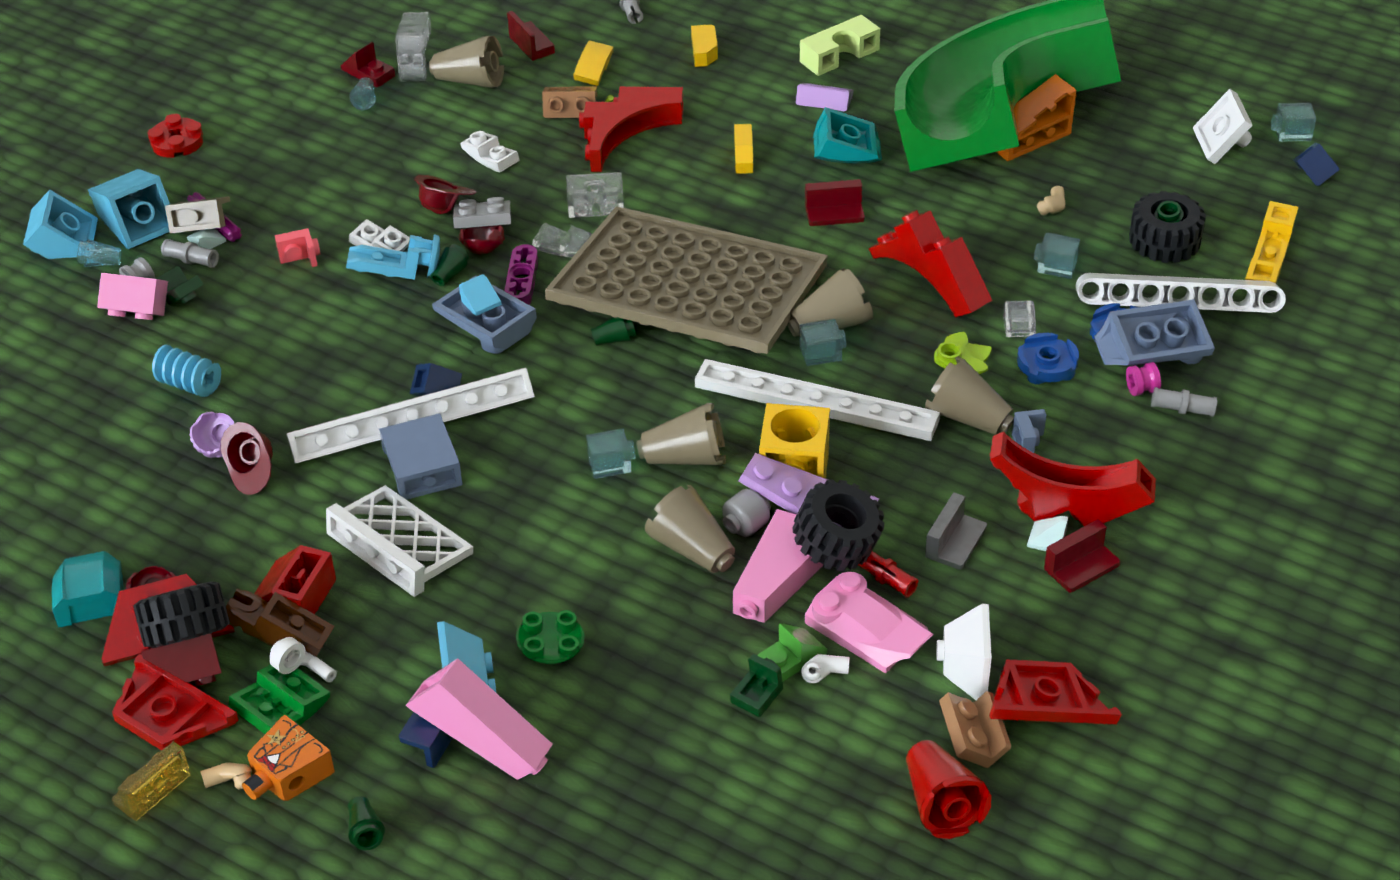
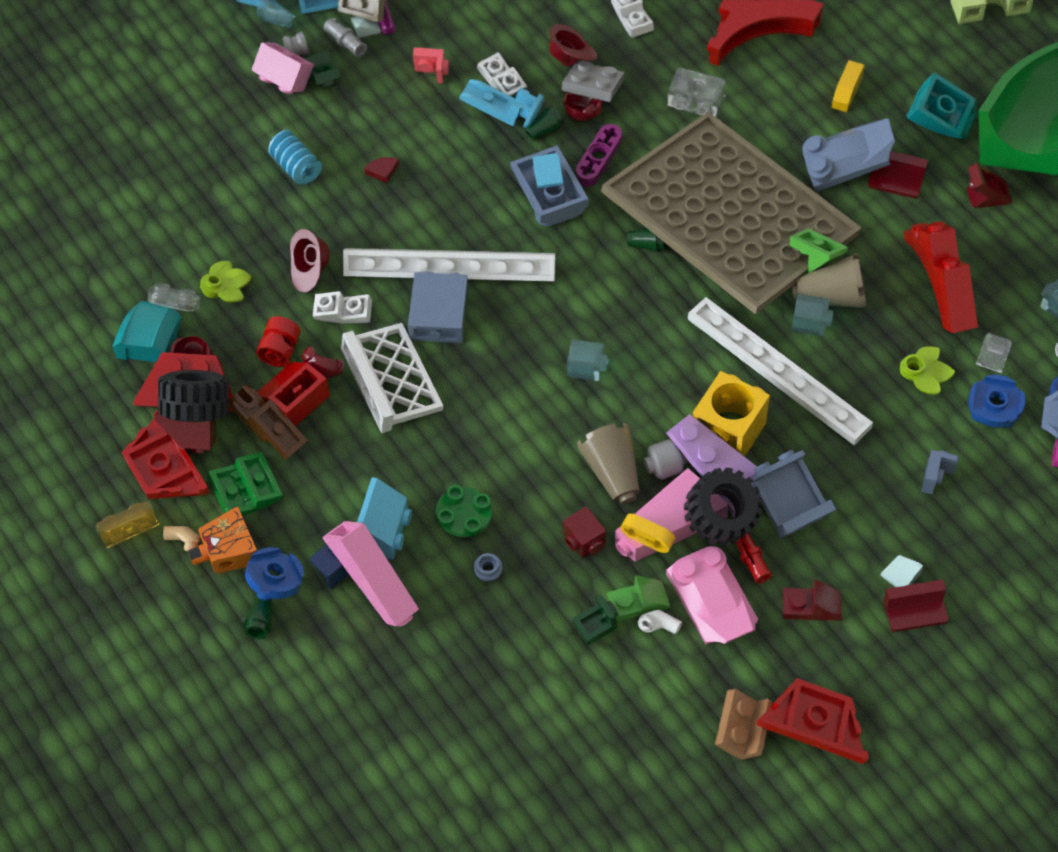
camera: 25 degrees right, 15 degrees up
(89, 542) = (177, 299): none -> clear plate
(156, 511) = (224, 282): none -> lime plate
(208, 432) = (288, 223): lavender hair -> none
(252, 543) = (278, 341): none -> red wheel
(289, 355) = (382, 168): none -> dark red tile
(289, 654) = (262, 454): white plate -> none
(298, 496) = (340, 309): none -> white slope
(316, 541) = (326, 366): none -> dark red hair
(361, 770) = (270, 586): none -> blue plate
(433, 378) = (480, 238): dark blue panel -> none
(560, 242) = (647, 130): clear slope -> none
(606, 680) = (488, 560): none -> sand blue plate
(685, 440) = (651, 372): dark tan cone -> none
(697, 609) = (584, 533): none -> dark red brick
(772, 577) = (647, 533): none -> yellow beam
(780, 196) = (848, 153): none -> sand blue slope
(803, 276) = (818, 247): none -> bright green slope
(823, 96) = (951, 50): lavender slope -> none
(904, 502) = (790, 494): none -> sand blue panel
(928, 191) = (987, 188): none -> dark red slope
(945, 791) = (690, 768): red cone -> none
(954, 534) = (824, 542): flat silver panel -> none
(967, 651) = (772, 657): white slope -> none
(970, 399) = (902, 421): dark tan cone -> none
(980, 588) = (812, 604): none -> dark red slope
(1086, 491) = (924, 538): red arch -> none

